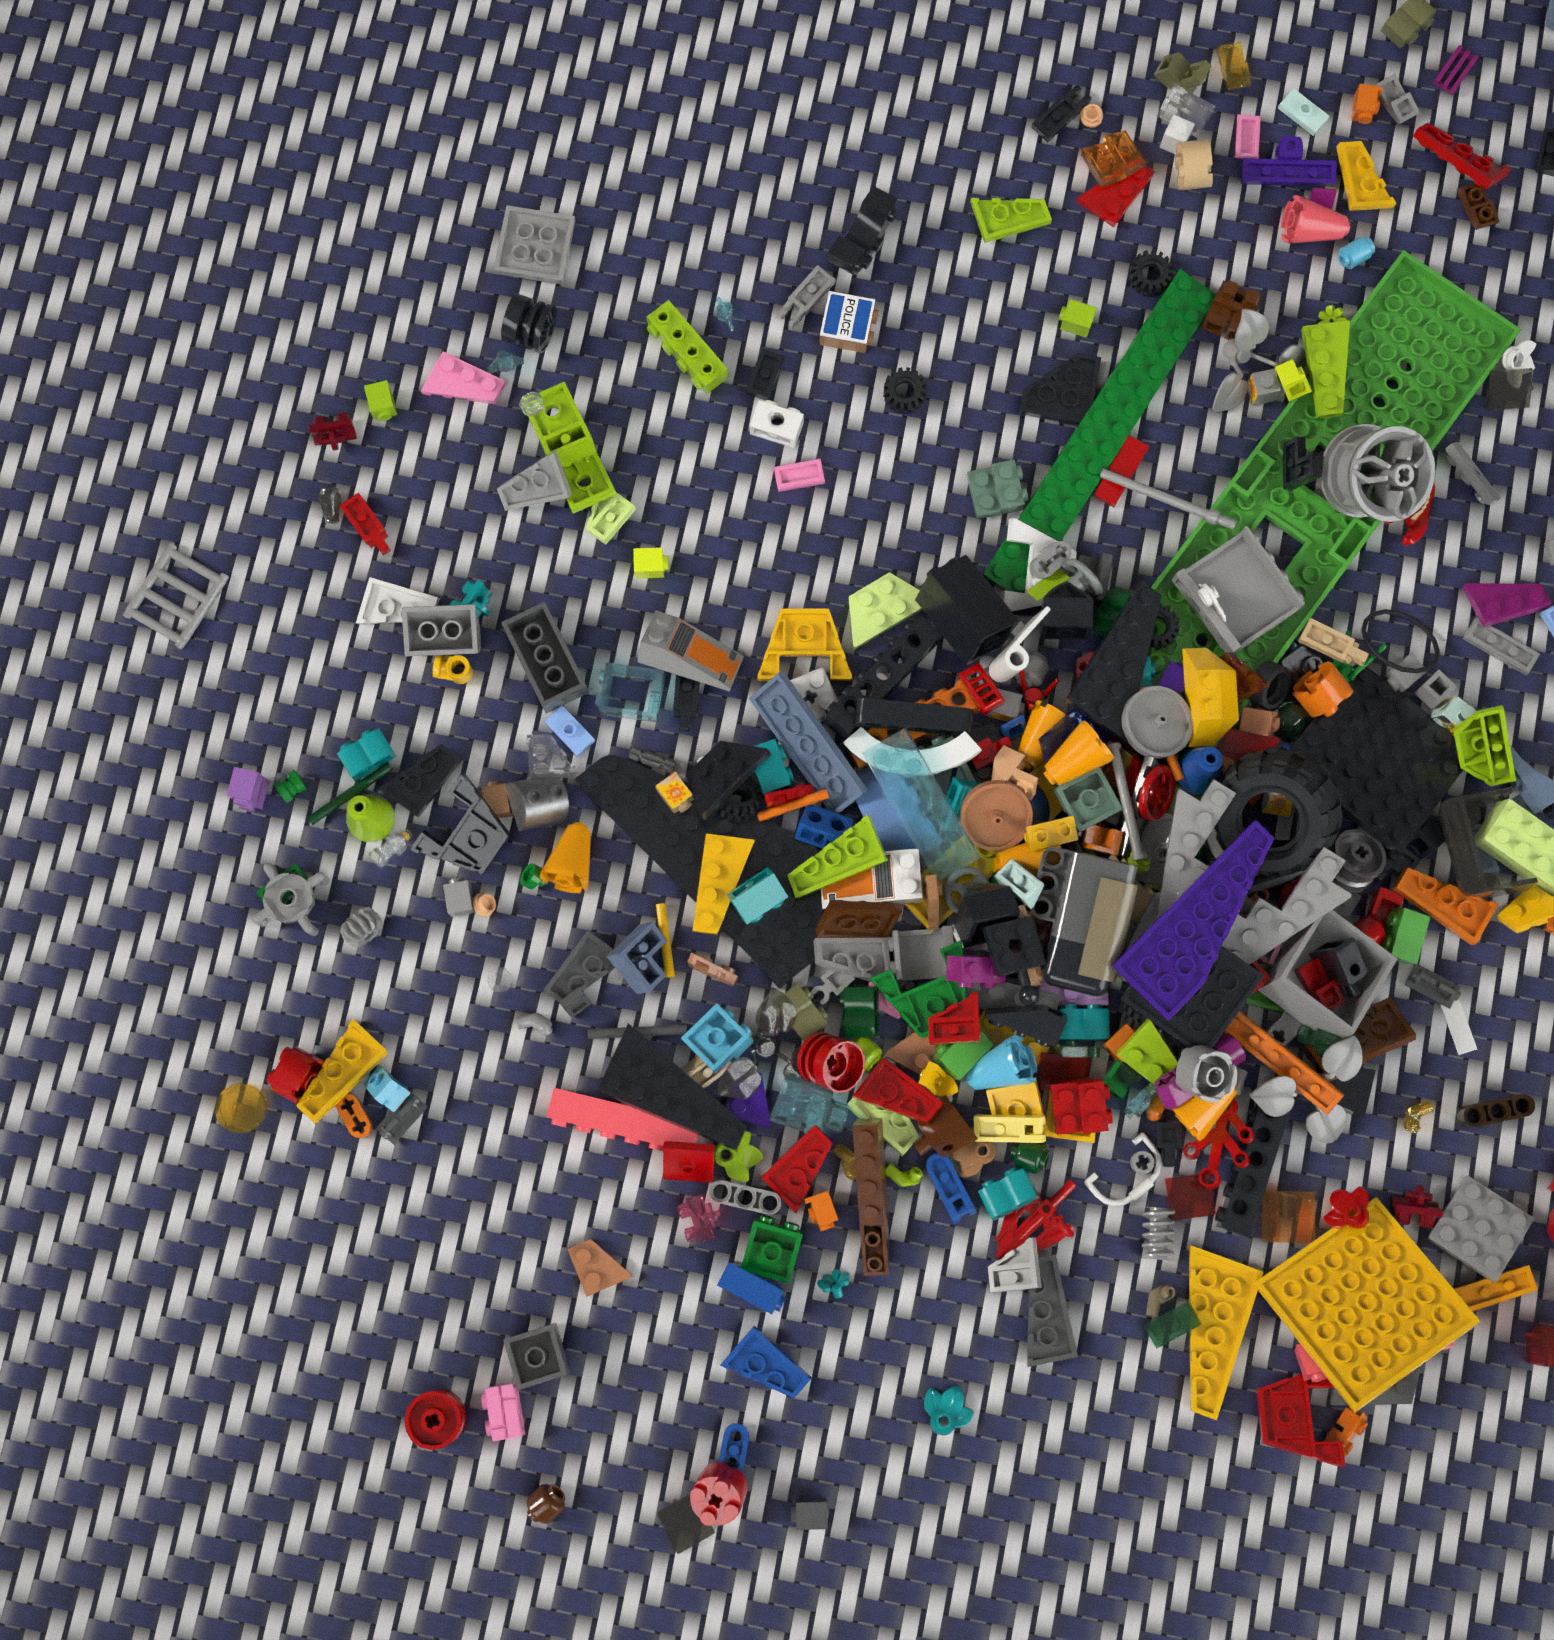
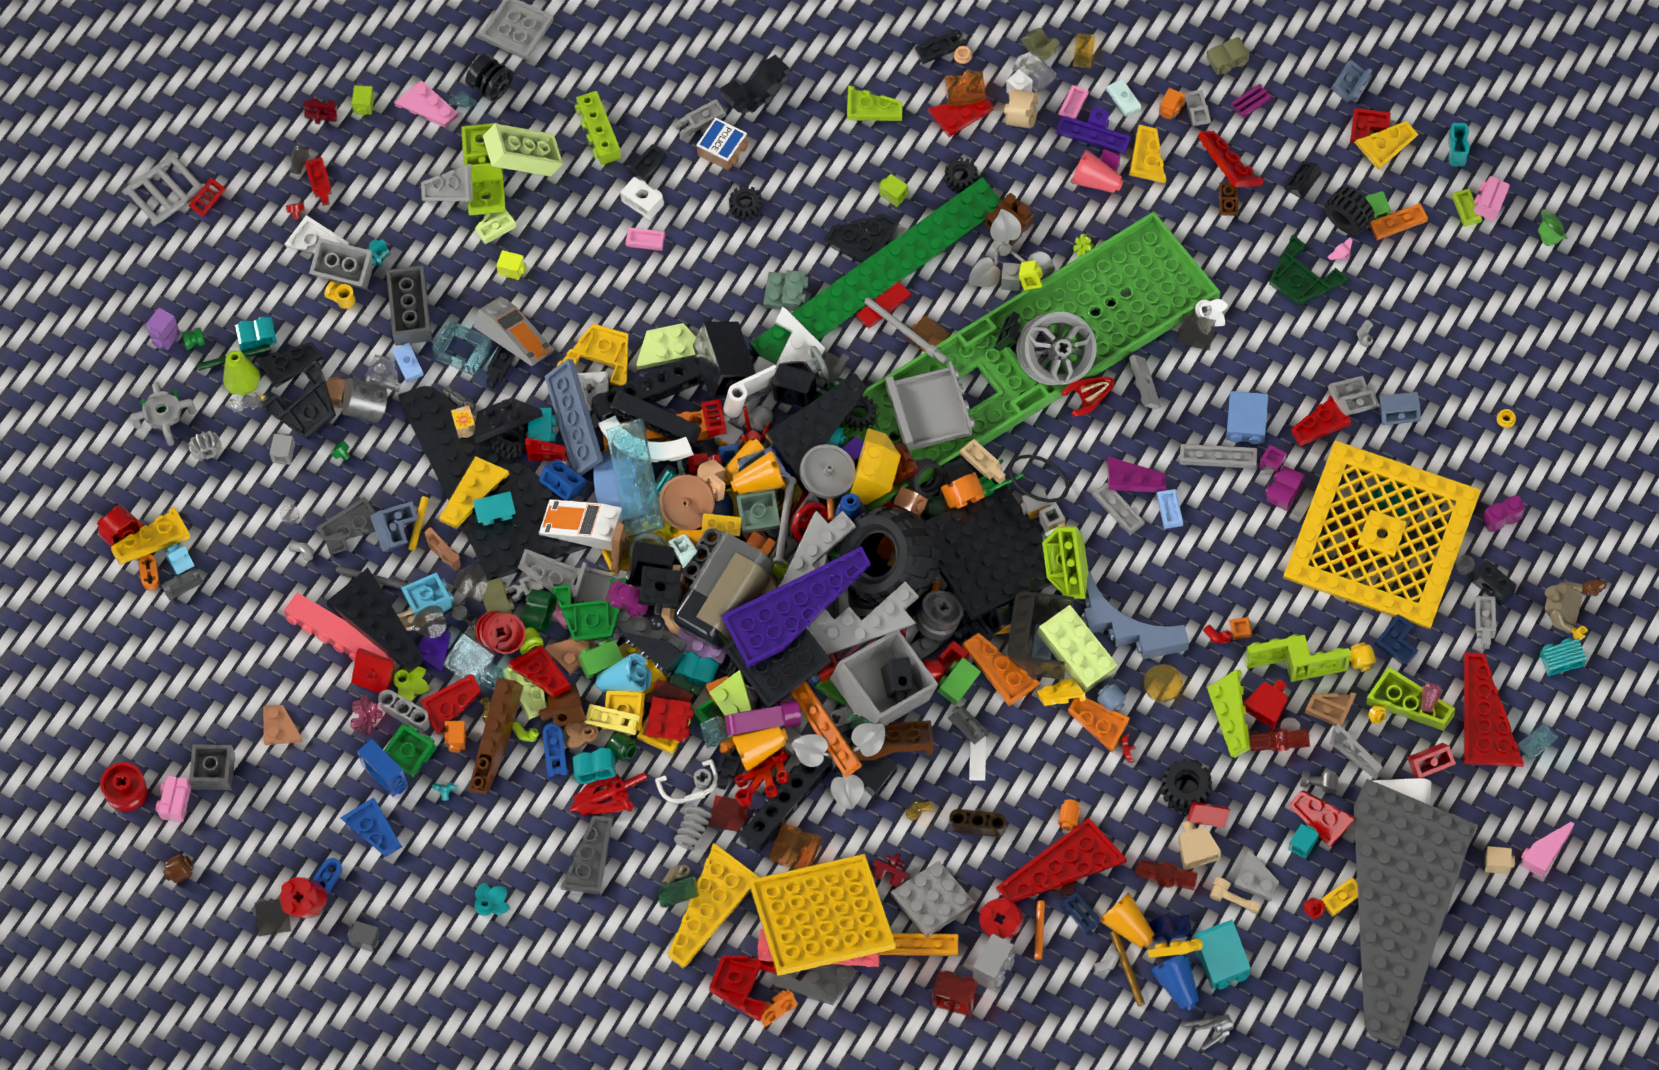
camera: 20 degrees right, 15 degrees down
(240, 571) = (214, 183): none -> red slope
(240, 1108) = (71, 543): clear yellow tile -> none
(351, 572) = (295, 209): none -> red tile
(484, 904) = (298, 458): light nougat plate -> none
(531, 403) = (466, 129): clear tile -> none
(570, 860) = (370, 447): light orange cone -> none
(611, 409) = (522, 150): none -> yellowish green brick
(725, 312) = (636, 113): clear light blue piece -> none
(793, 805) = (545, 456): orange bar -> none
(844, 857) = (565, 499): lime wing -> none
(858, 919) = (559, 544): reddish brown plate -> none
(937, 1080) = (573, 672): yellow plate -> none
(957, 1023) = (601, 633): red wing -> none
(1016, 1269) = (579, 818): light grey wing -> none
(1045, 585) = (803, 357): lime sticker -> none
(1053, 563) = (798, 340): light grey beam -> none
(1189, 489) = (929, 332): none -> clear orange piece
(1205, 1073) = (771, 707): light grey brick -> none
(1209, 597) = (901, 398): white plate -> none
(1318, 985) = (877, 690): red slope -> none
(1327, 364) = (1063, 267): lime wing -> none
(1346, 1206) = (839, 853): red plate -> none
(1356, 252) = (1121, 204): medium azure brick -> none

